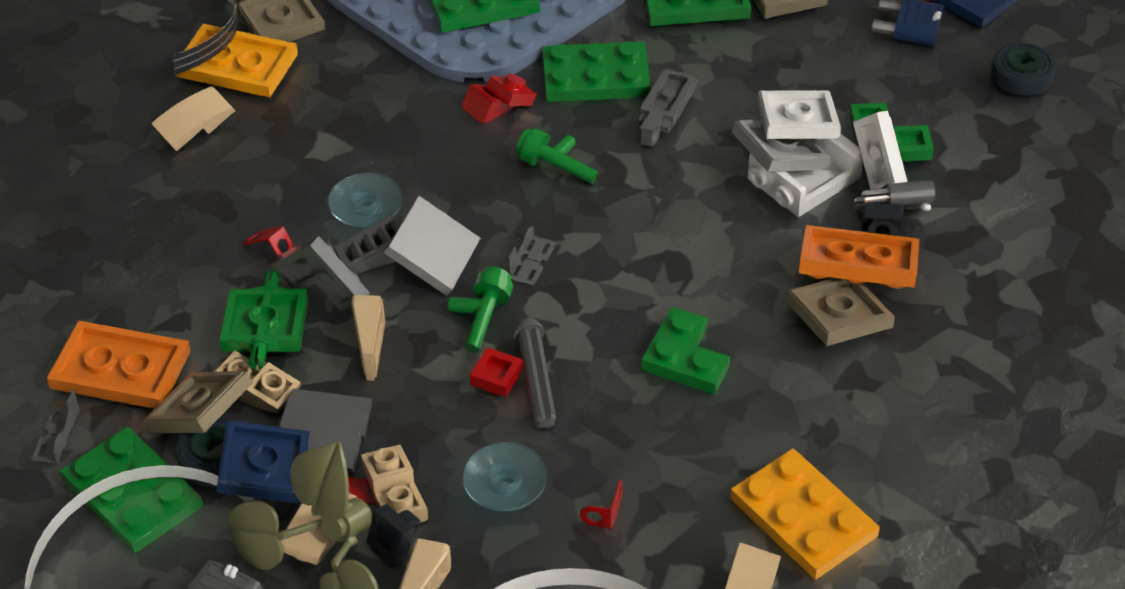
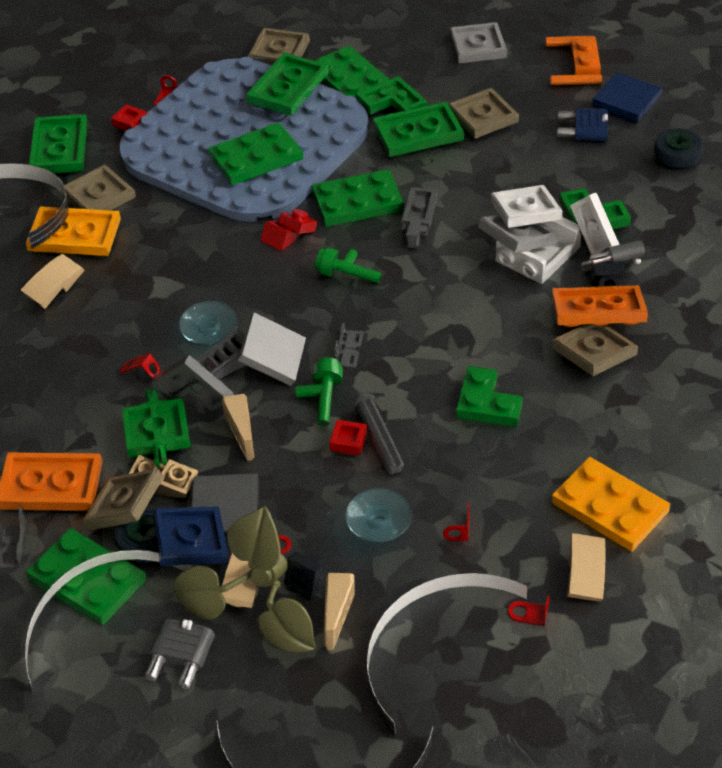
camera: 10 degrees left, 0 degrees up
(393, 481) = (294, 534): tan slope -> none

